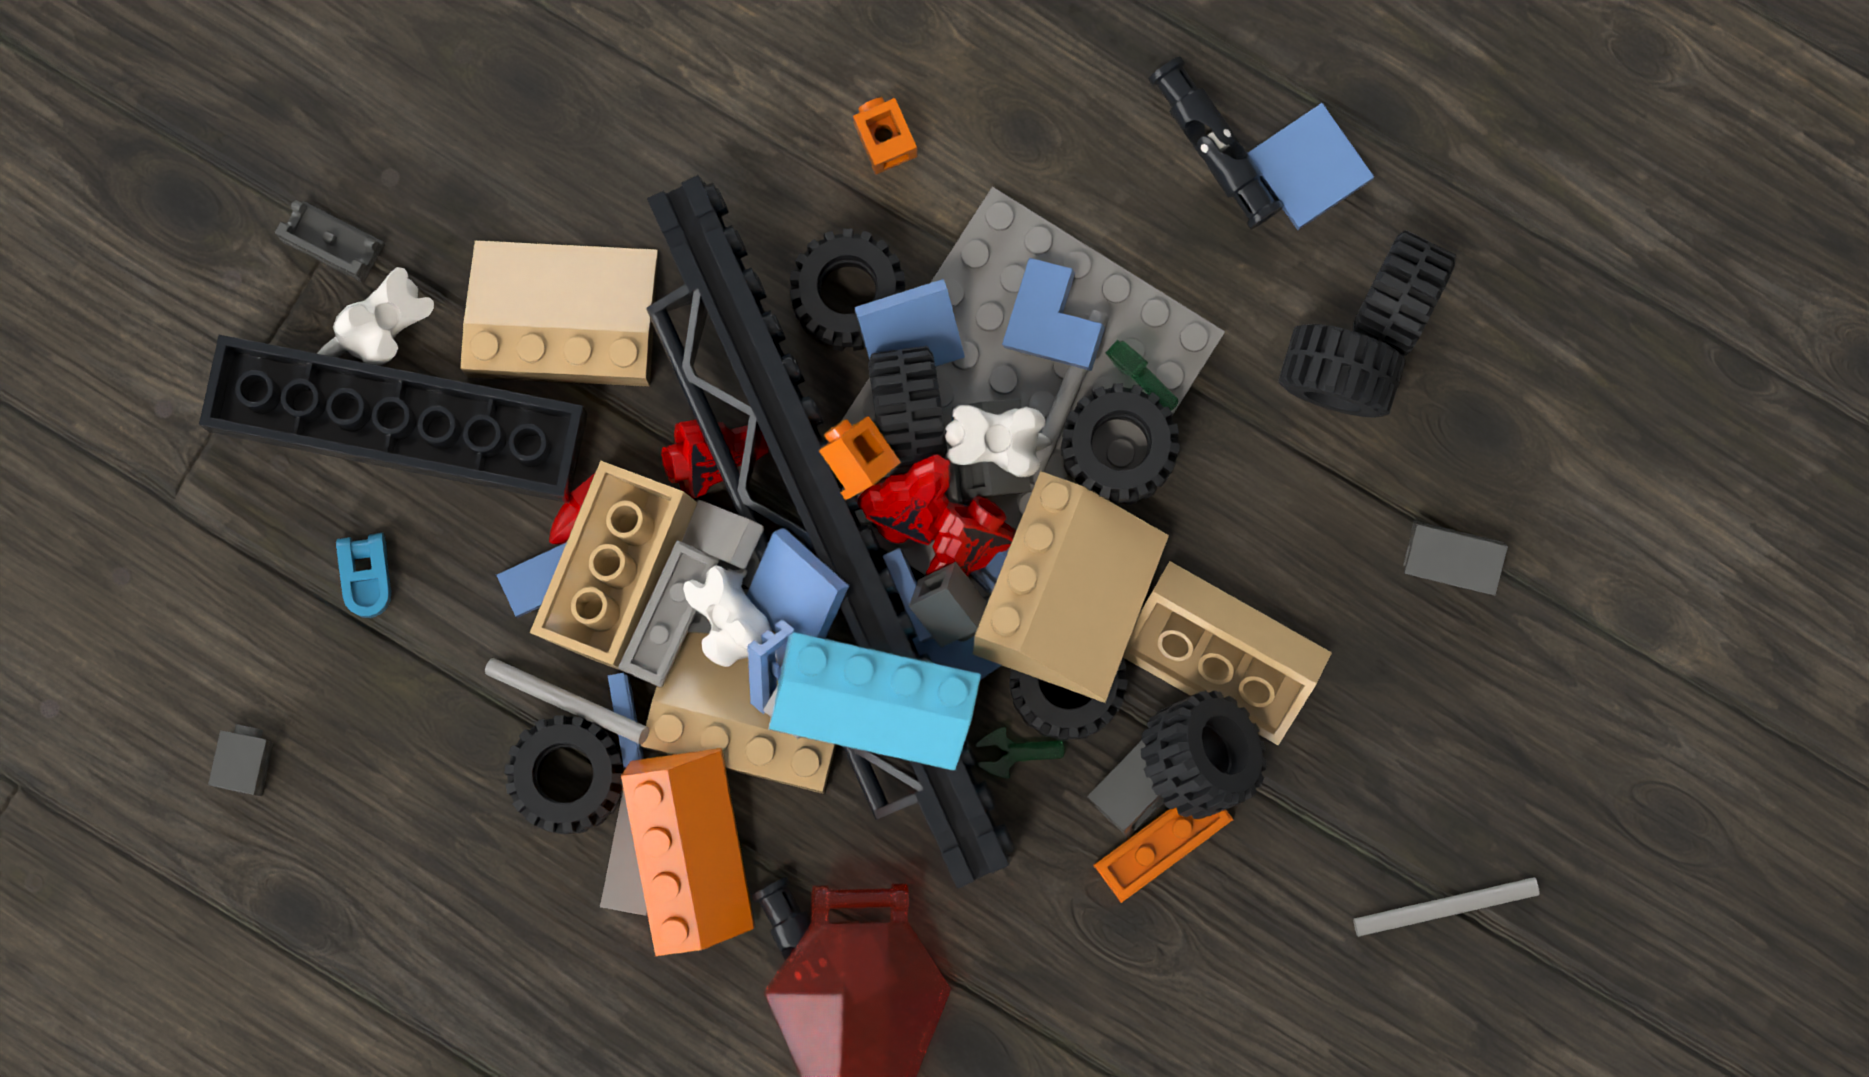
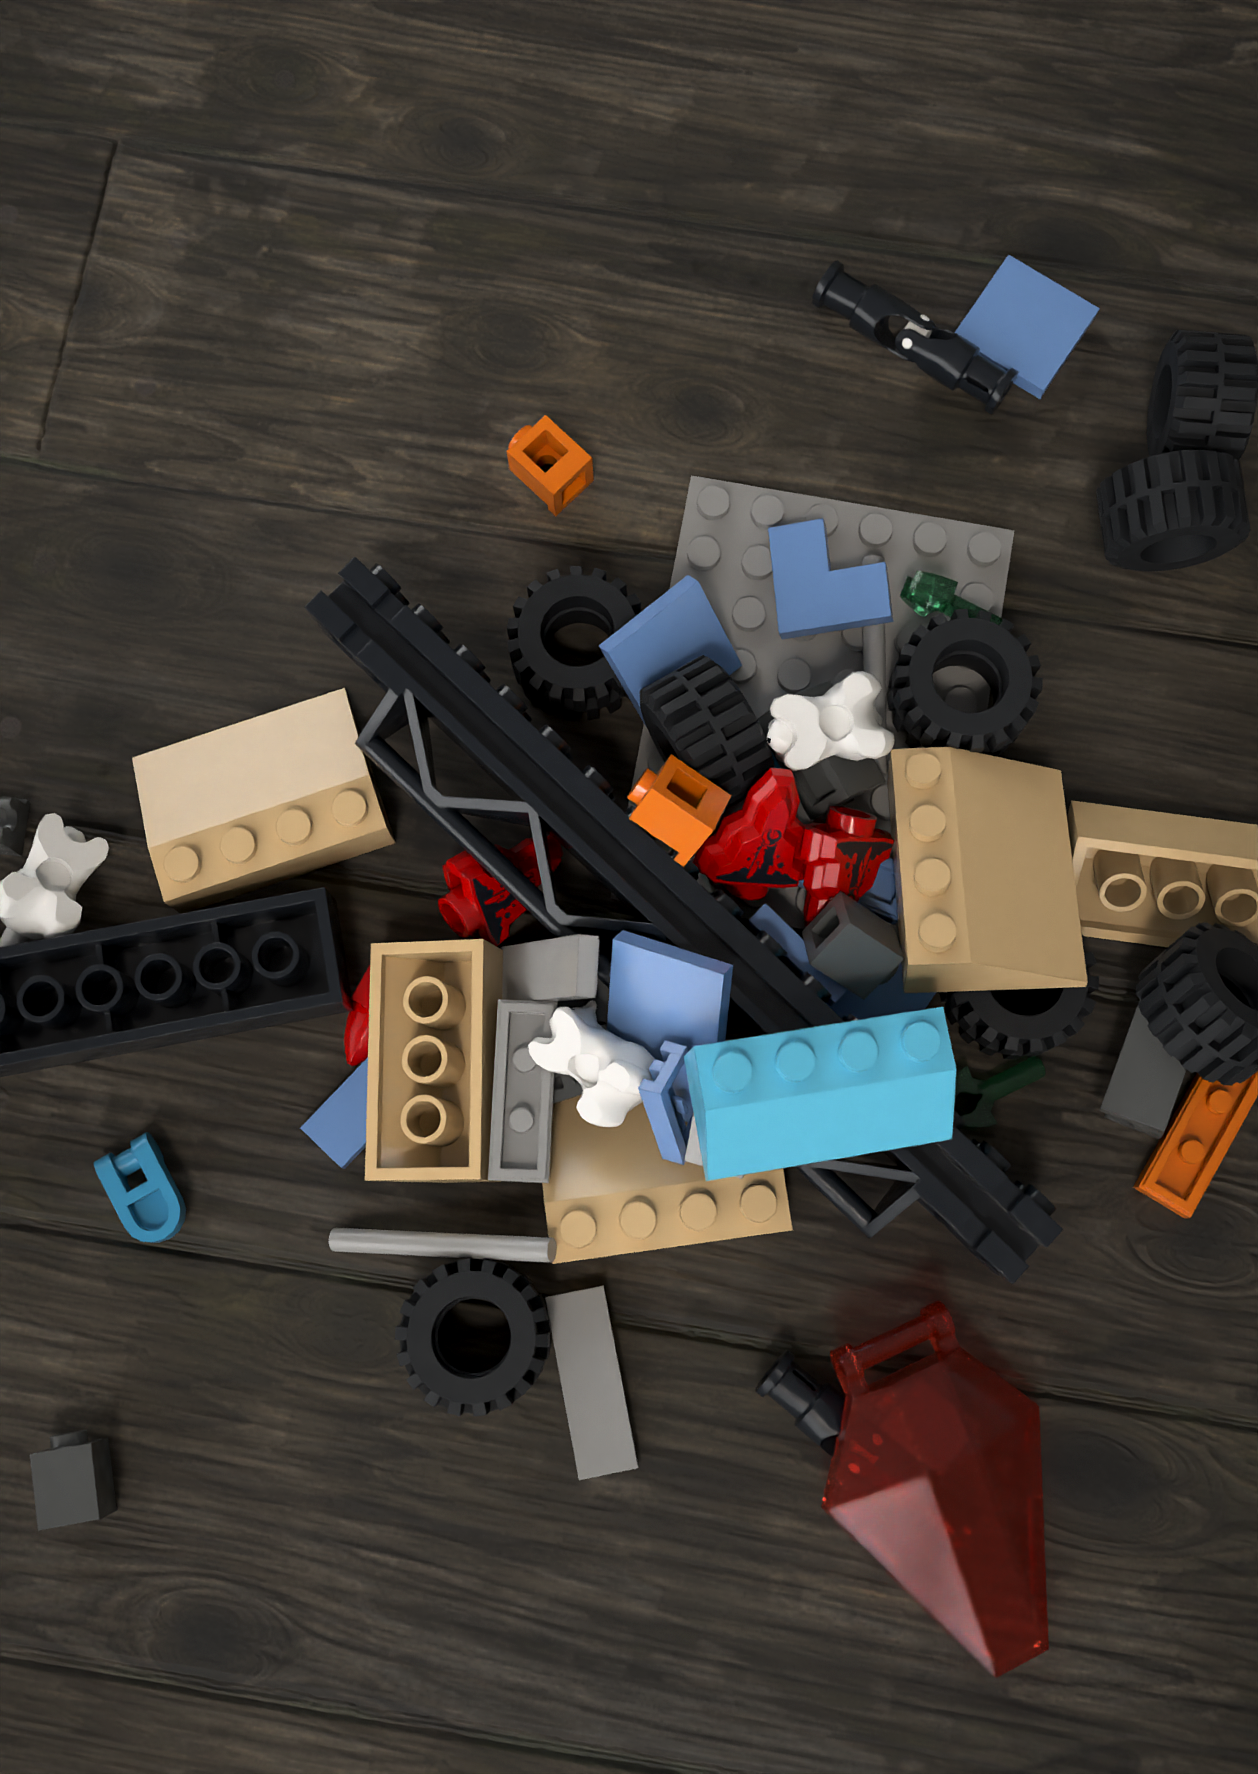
camera: 20 degrees left, 5 degrees down
(624, 705) = (512, 1223): medium blue tile -> none
(687, 850) = (660, 1370): orange slope -> none

